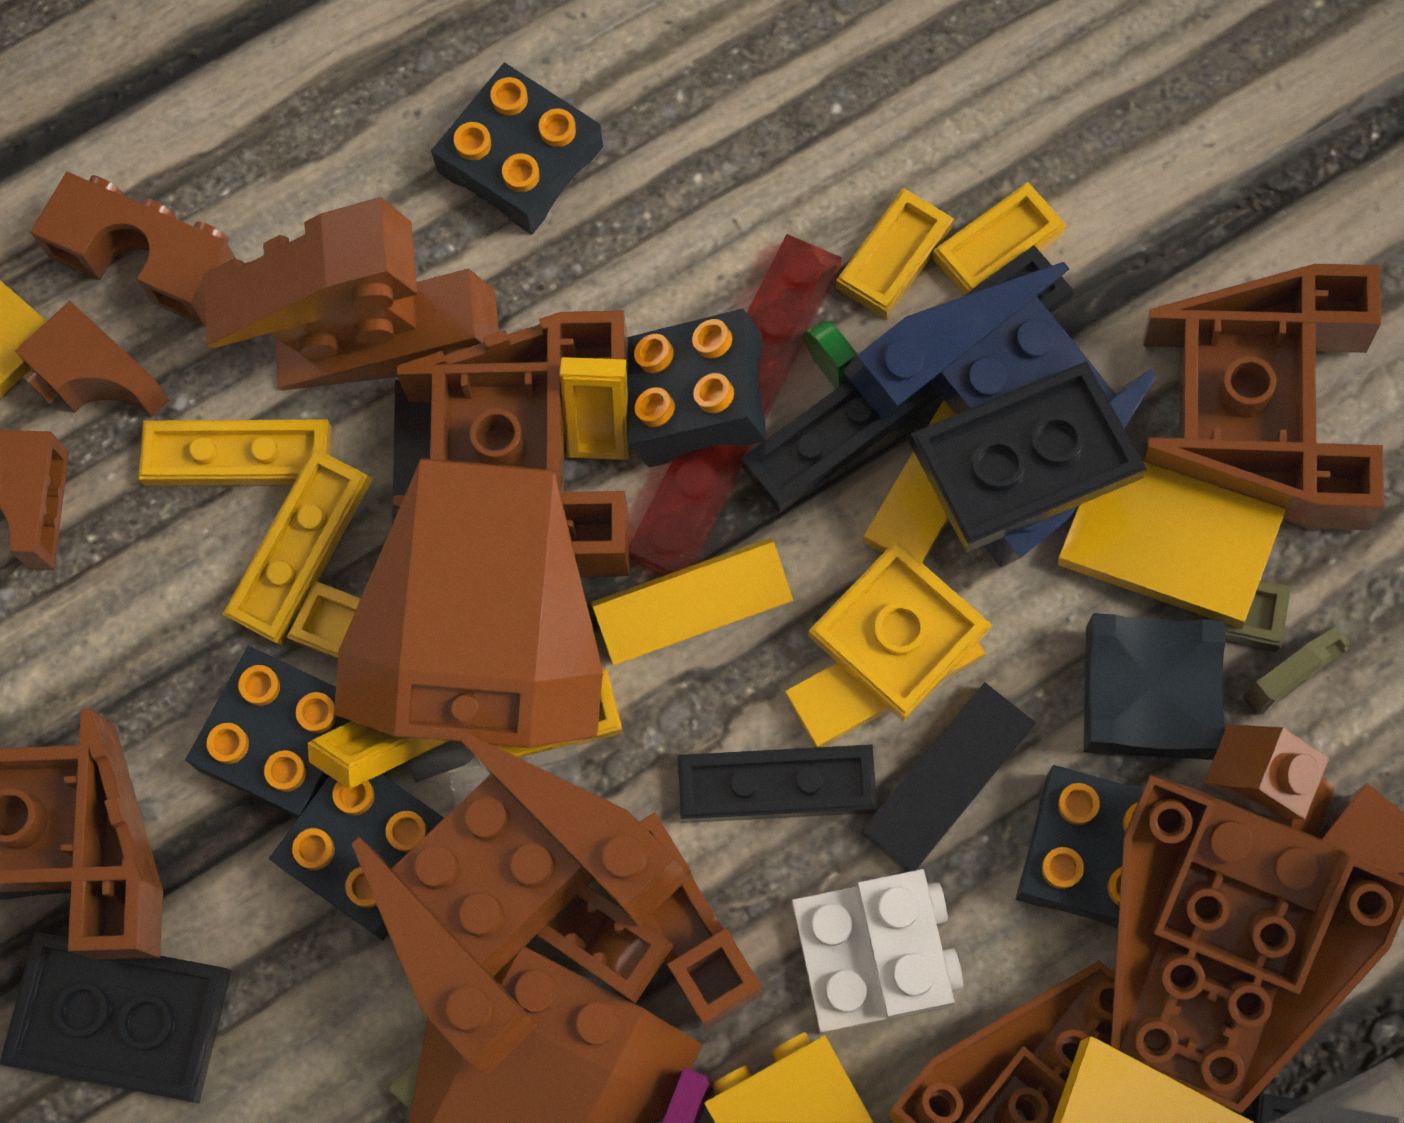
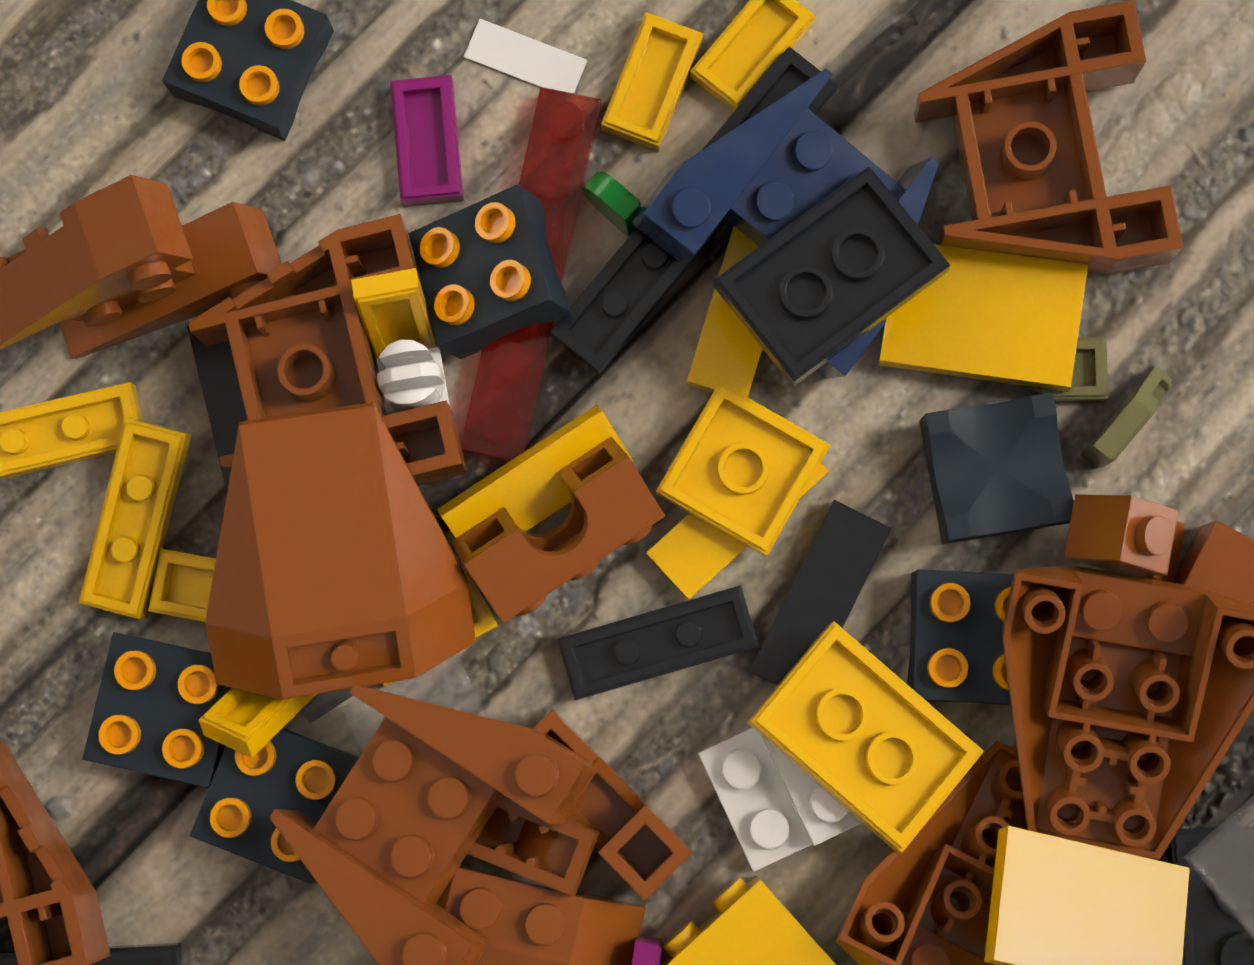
camera: 15 degrees left, 10 degrees up
(596, 461) = (410, 376): none -> white arm
(666, 262) = (427, 141): none -> magenta tile
(758, 638) = (606, 511): none -> dark orange arch
(777, 206) = (524, 57): none -> white sticker
(964, 916) = (865, 737): none -> yellow tile

